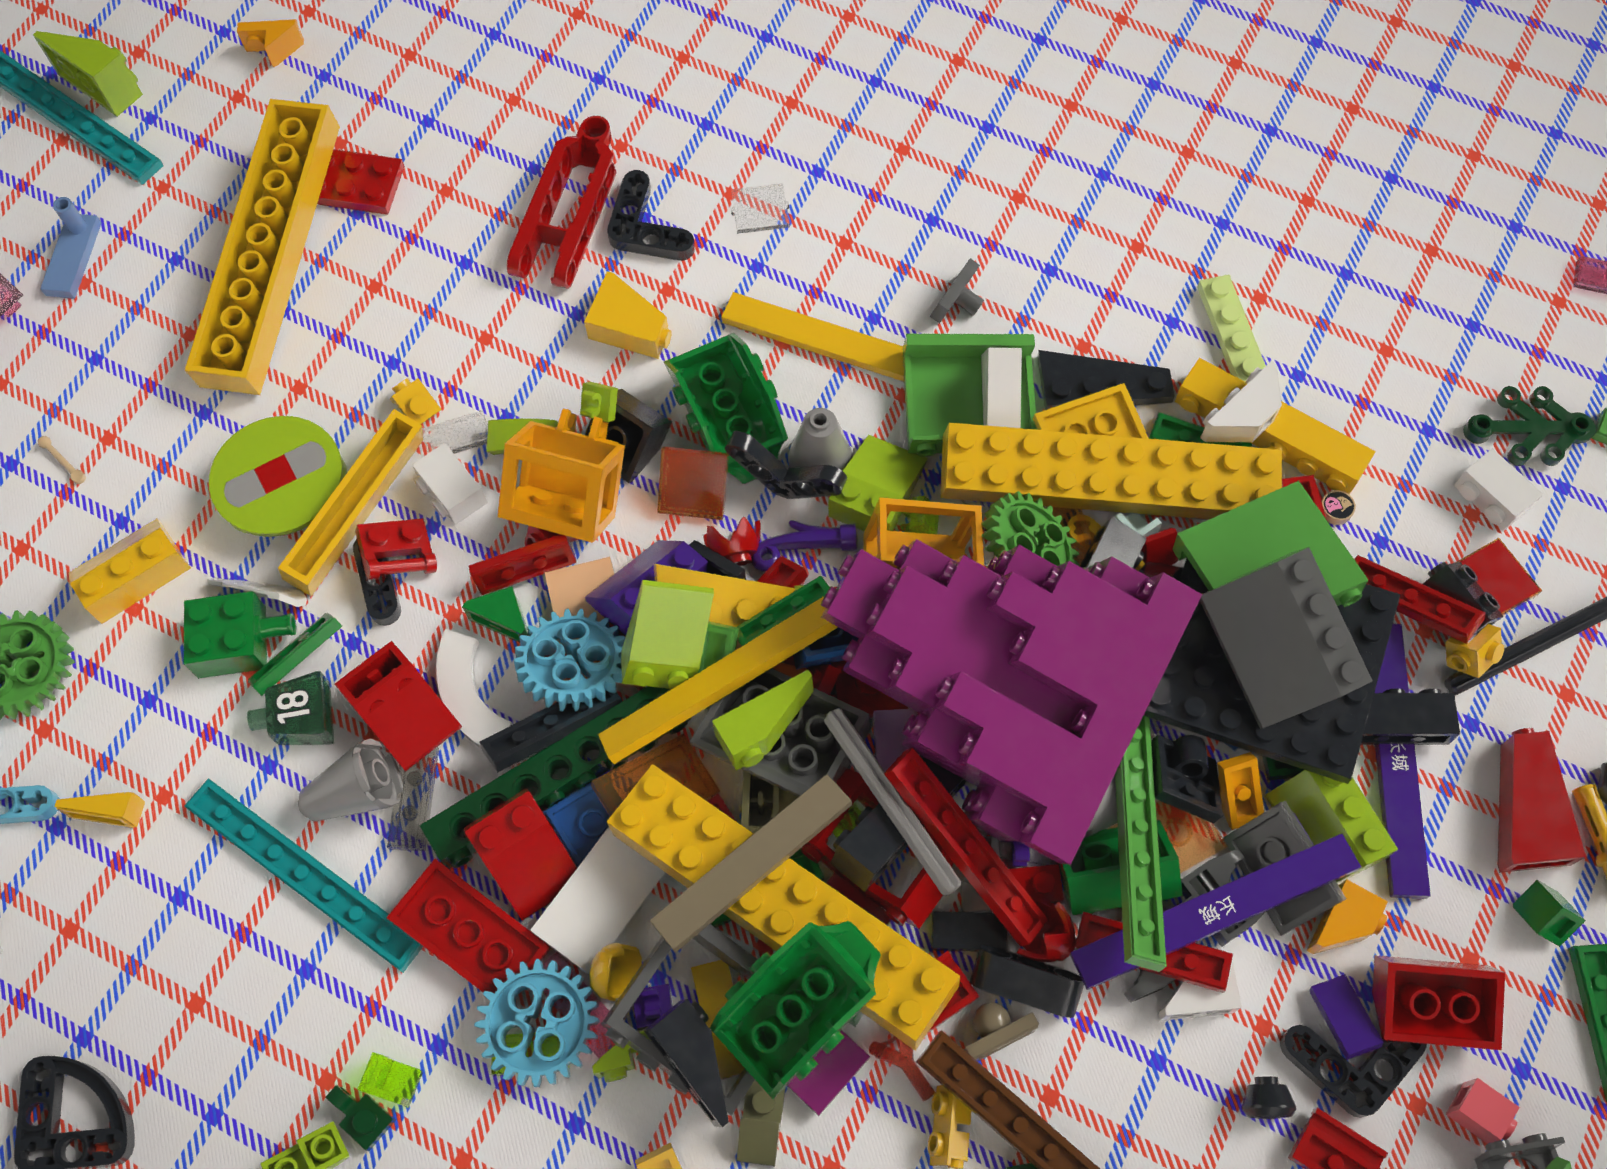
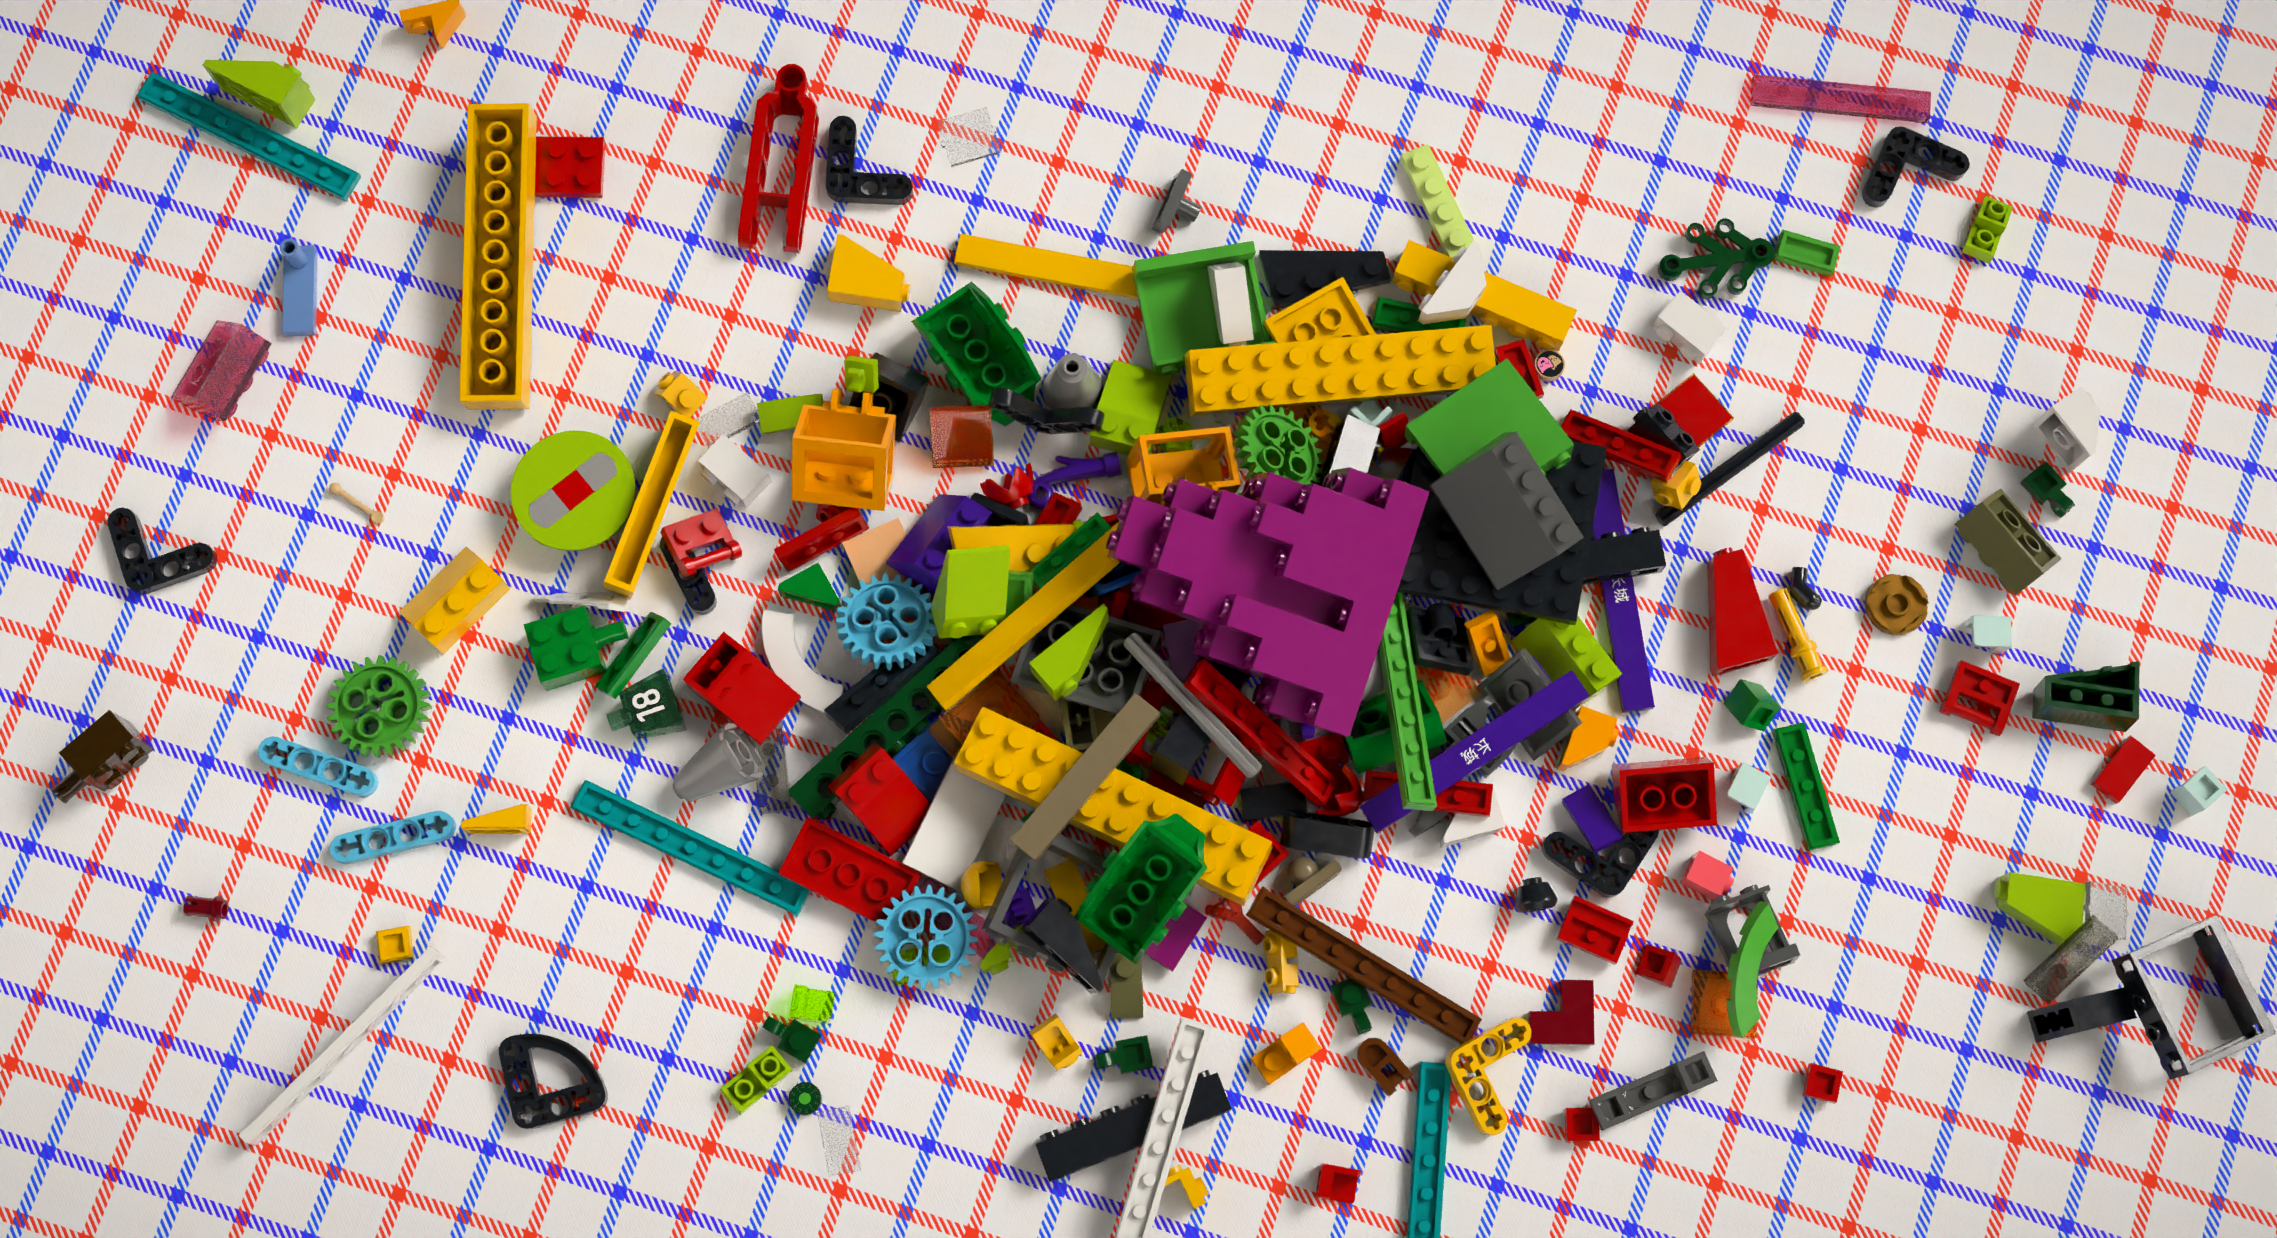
camera: 15 degrees left, 10 degrees up
(1540, 1009) = (1748, 786): none -> light aqua panel

